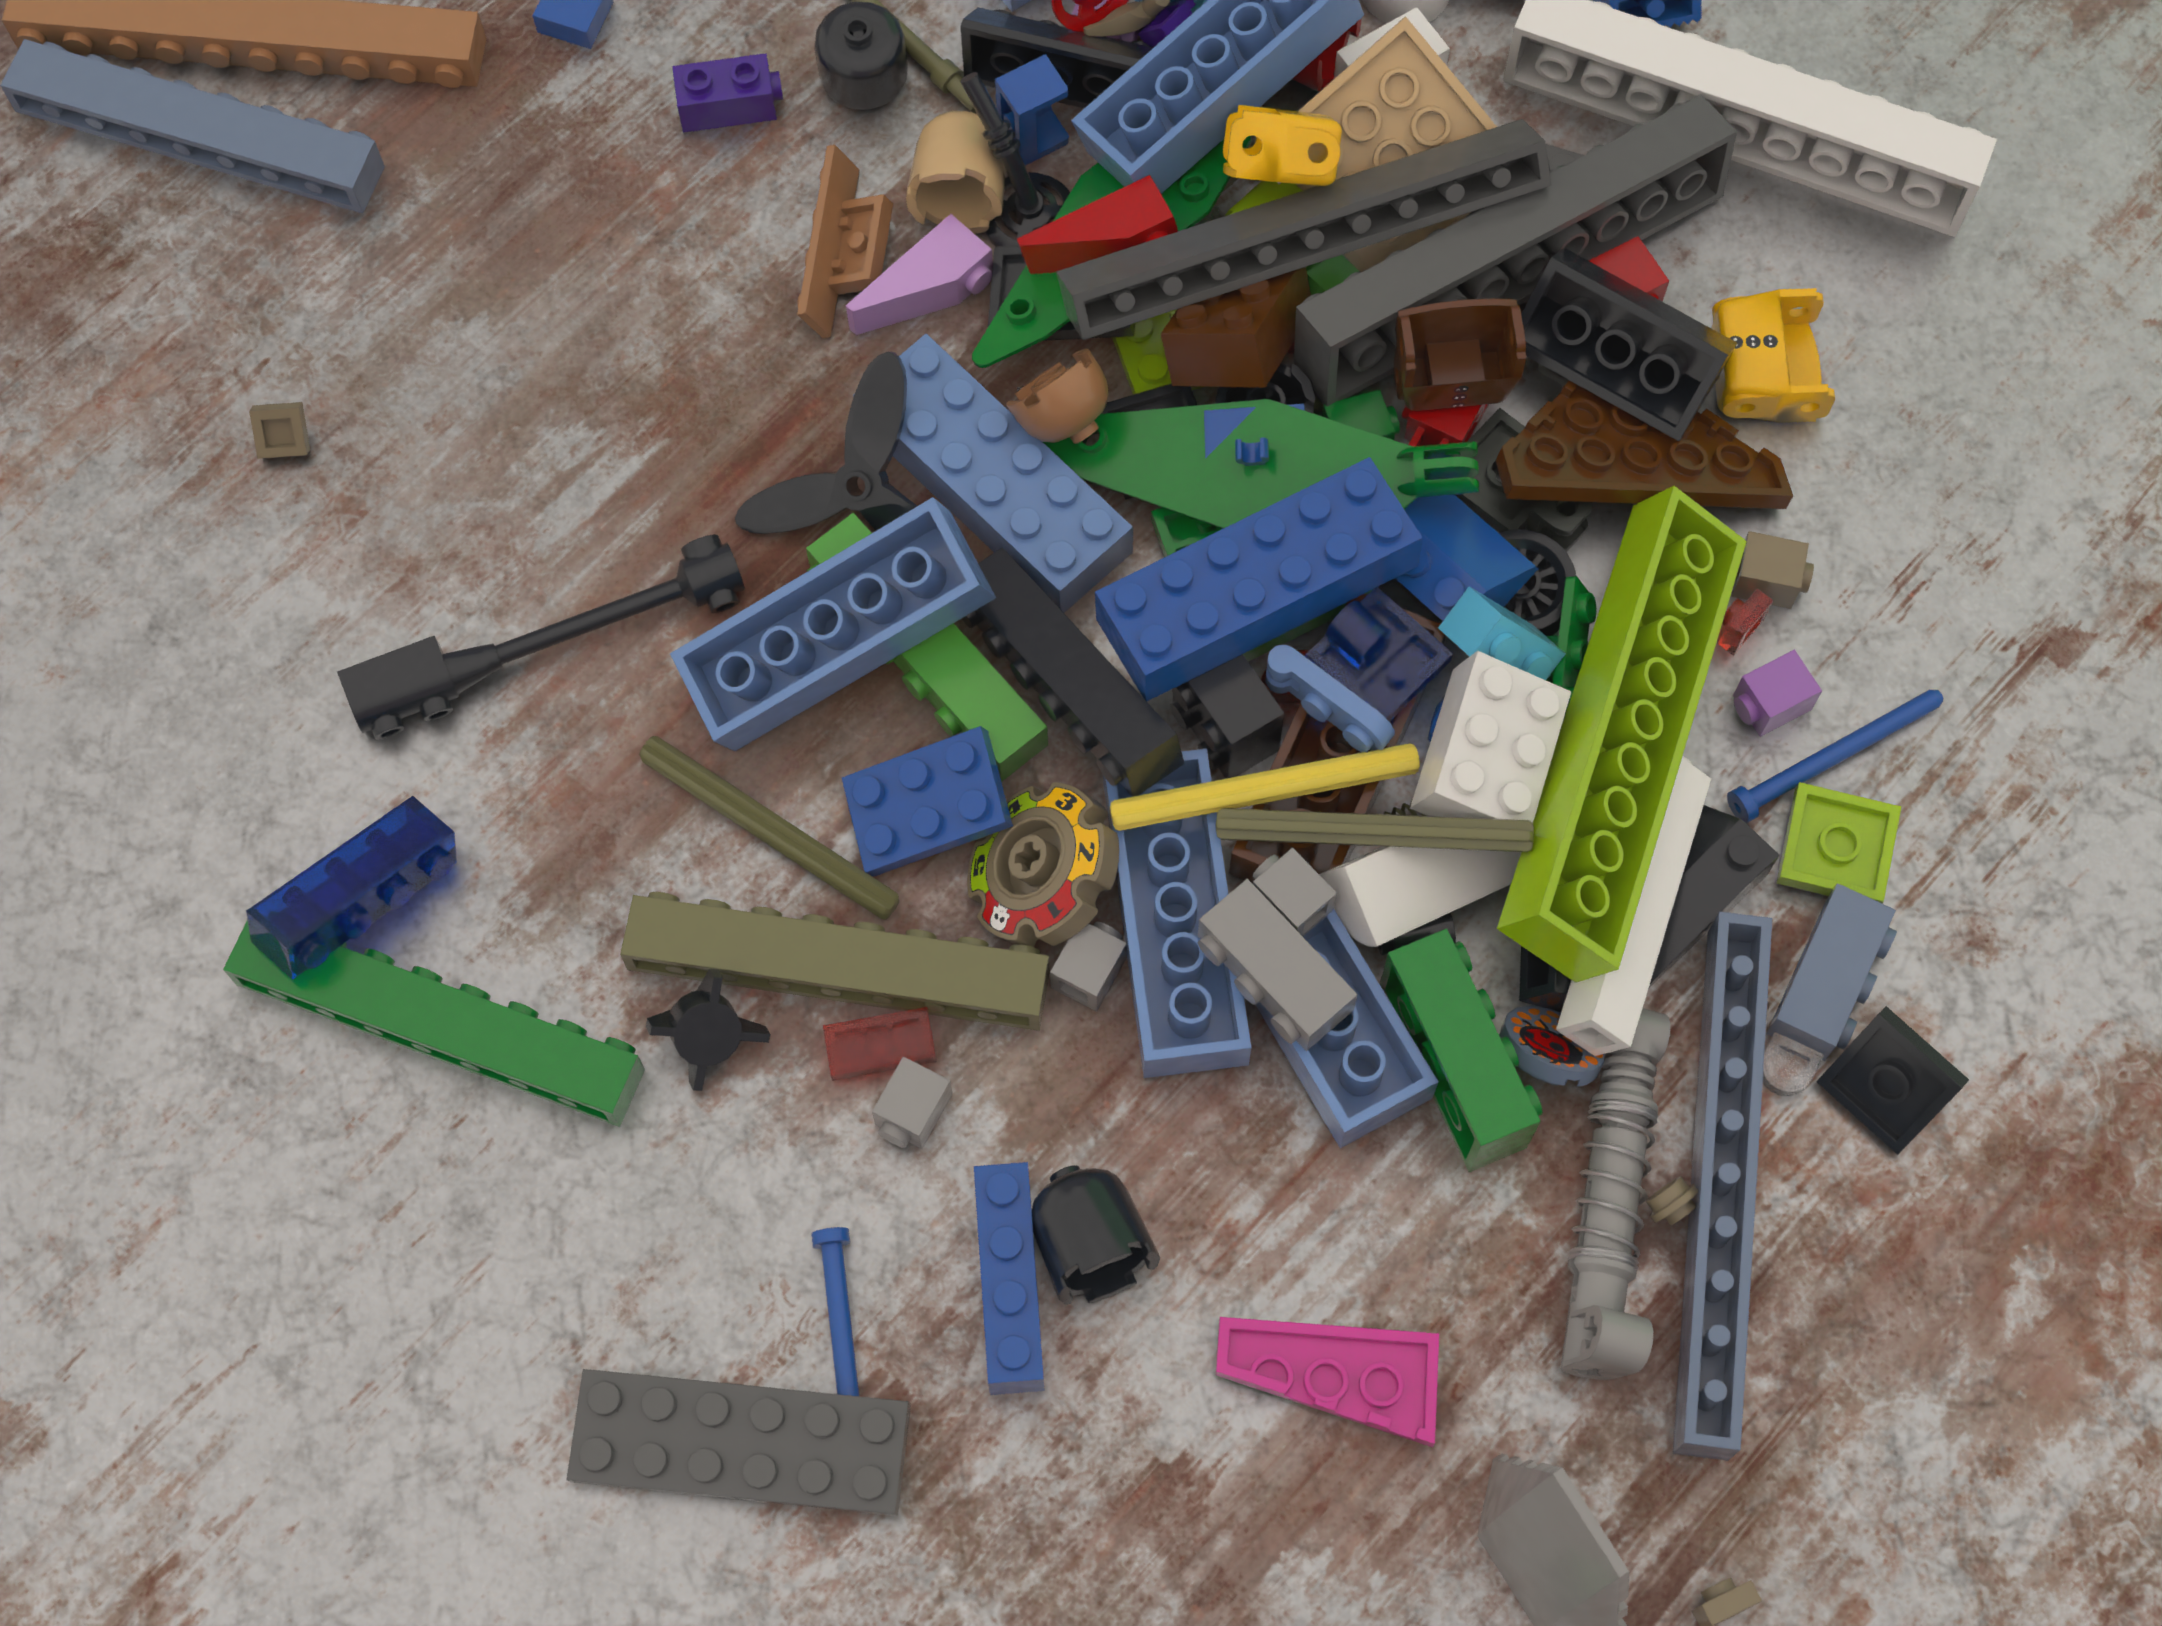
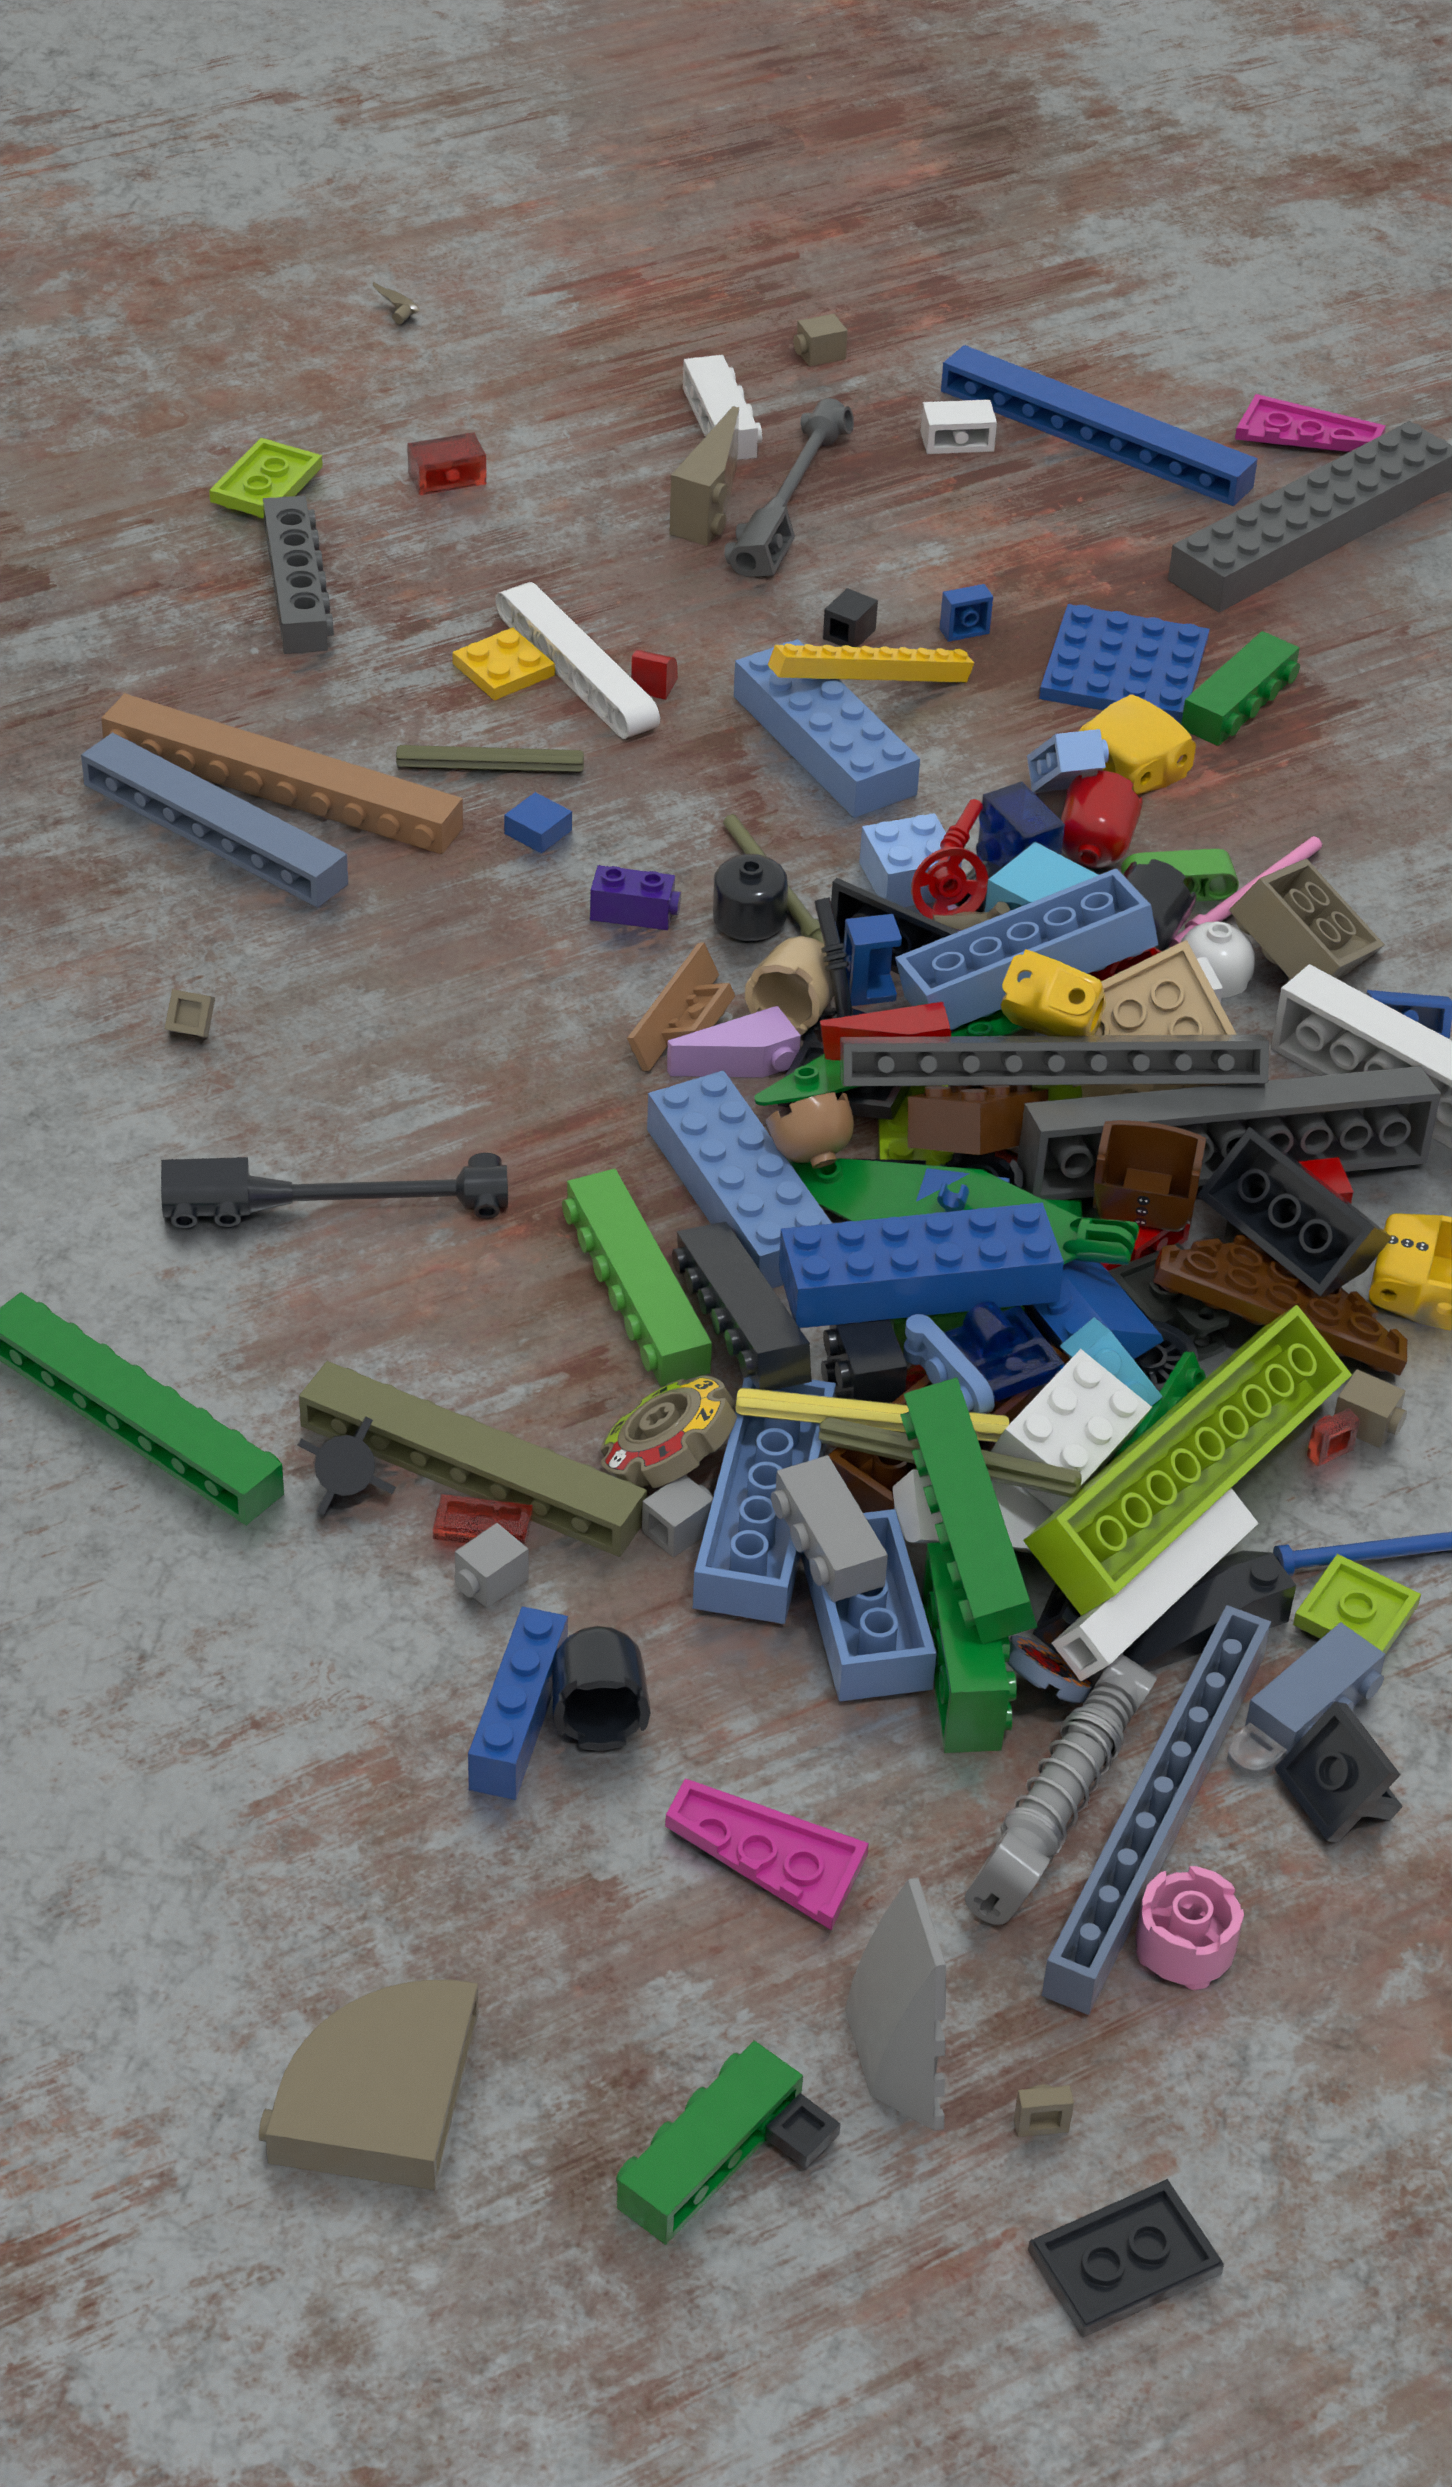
camera: 15 degrees right, 25 degrees down
(352, 887) = (108, 1294): clear blue brick -> none
(739, 1442) = (246, 1752): dark grey plate -> none
(769, 827) = (457, 1360): olive axle -> none
(831, 1245) = (382, 1641): blue bar -> none
(832, 625) = (564, 1223): medium blue brick -> none
(870, 442) = (632, 1149): black piece -> none
(926, 801) = (592, 1369): blue plate -> none
(1295, 890) = (869, 1482): light grey brick -> none
(1429, 913) = (969, 1511): none -> green brick
(1672, 1201) = (1107, 1801): dark tan plate -> none
(1776, 693) = (1341, 1491): medium lavender brick -> none
(1829, 1313) = (1189, 1927): none -> bright pink brick

